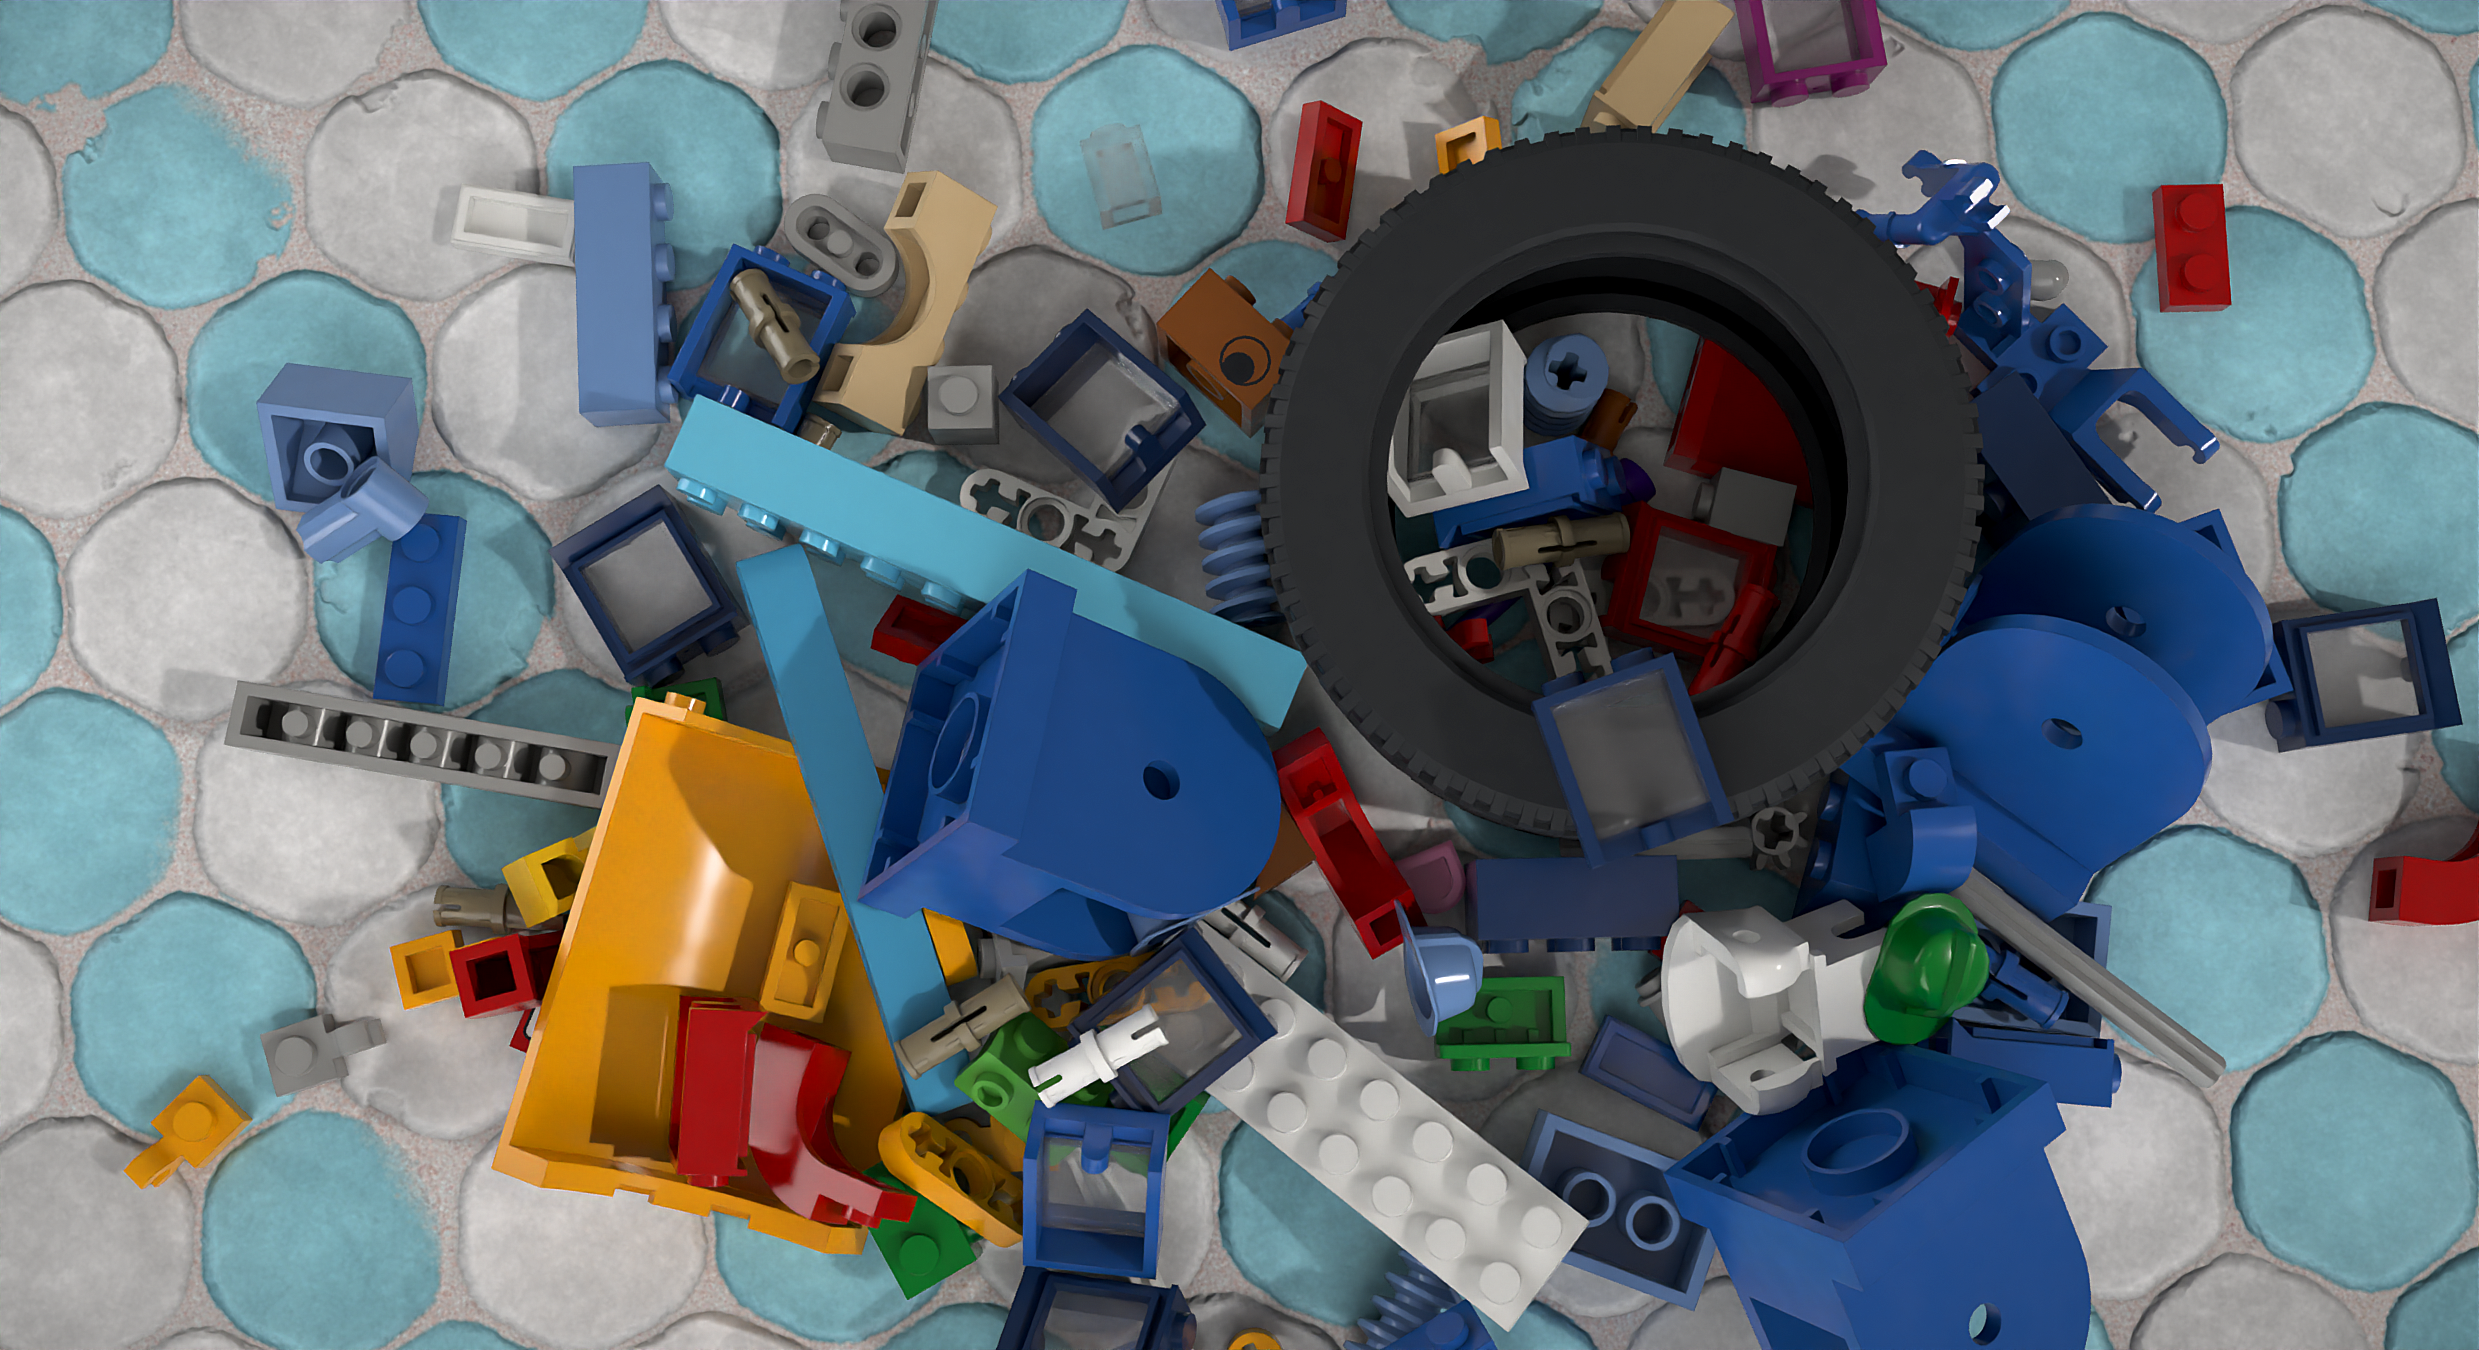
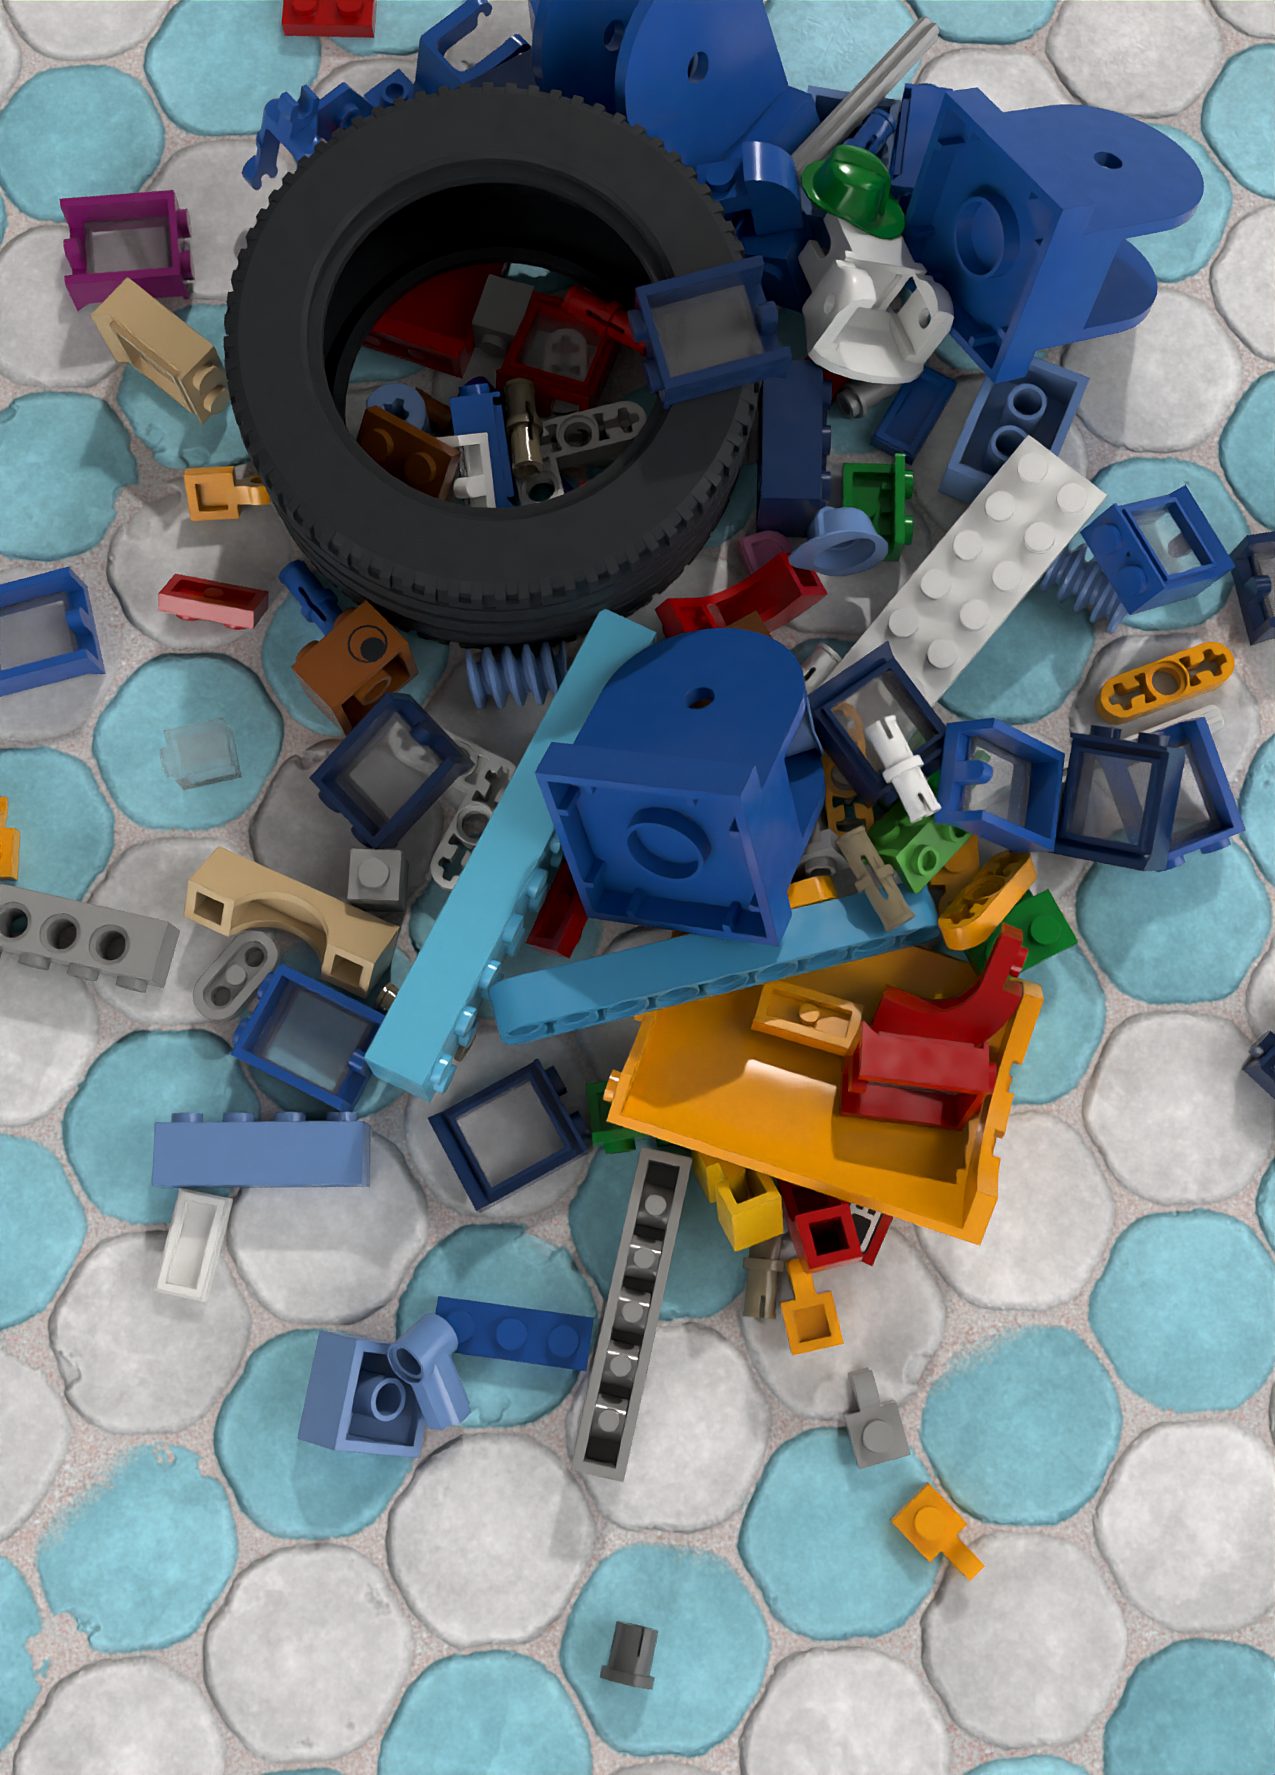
camera: 85 degrees left, 5 degrees down
(44, 769) = (631, 1656): none -> dark grey bush
(774, 326) = (303, 1020): dark tan pin -> none
(1476, 386) = (408, 452): none -> reddish brown plate

